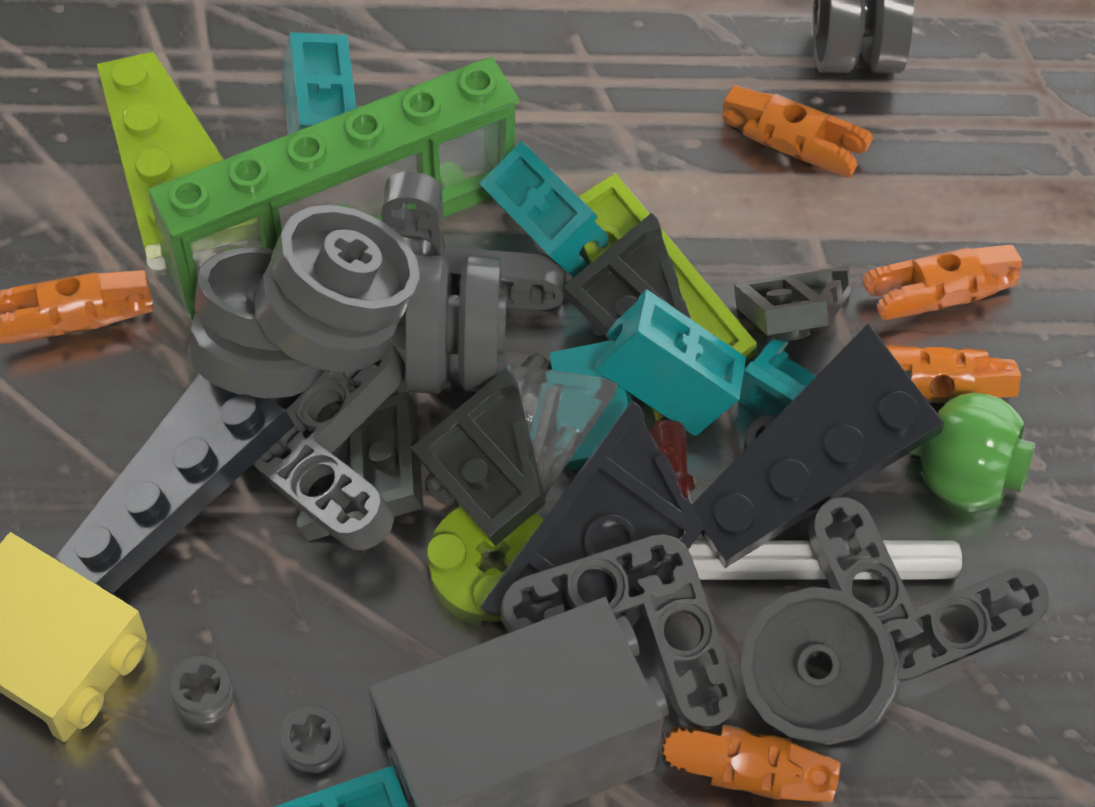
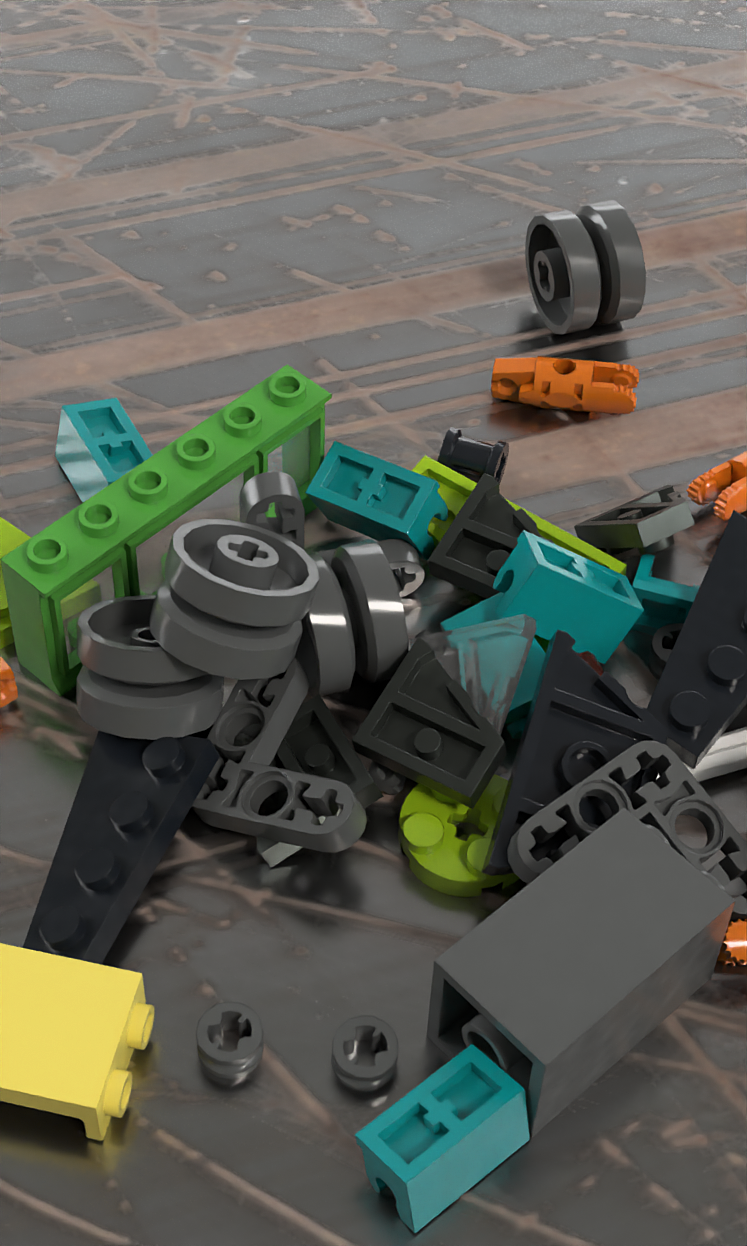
camera: 20 degrees left, 10 degrees down
(665, 188) = (473, 457): none -> black bush

